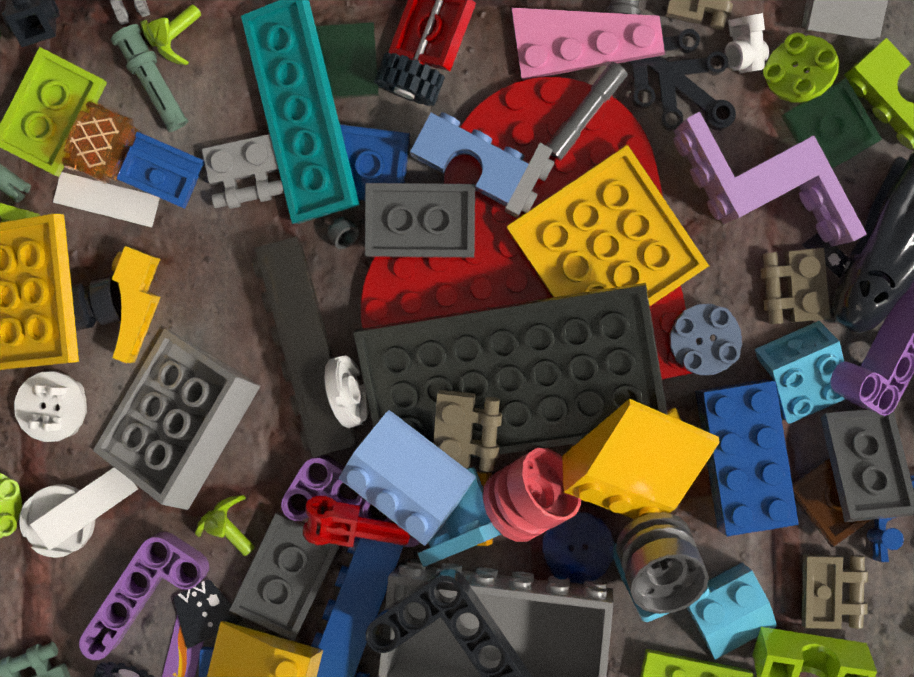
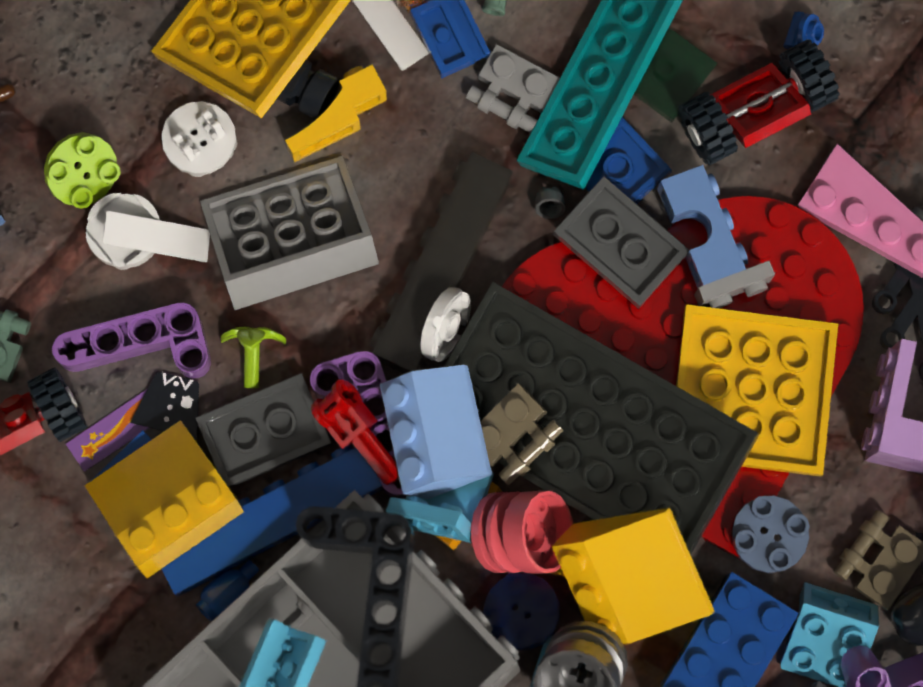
camera: 35 degrees right, 10 degrees down
(600, 92) = (851, 266): dark grey piece -> none

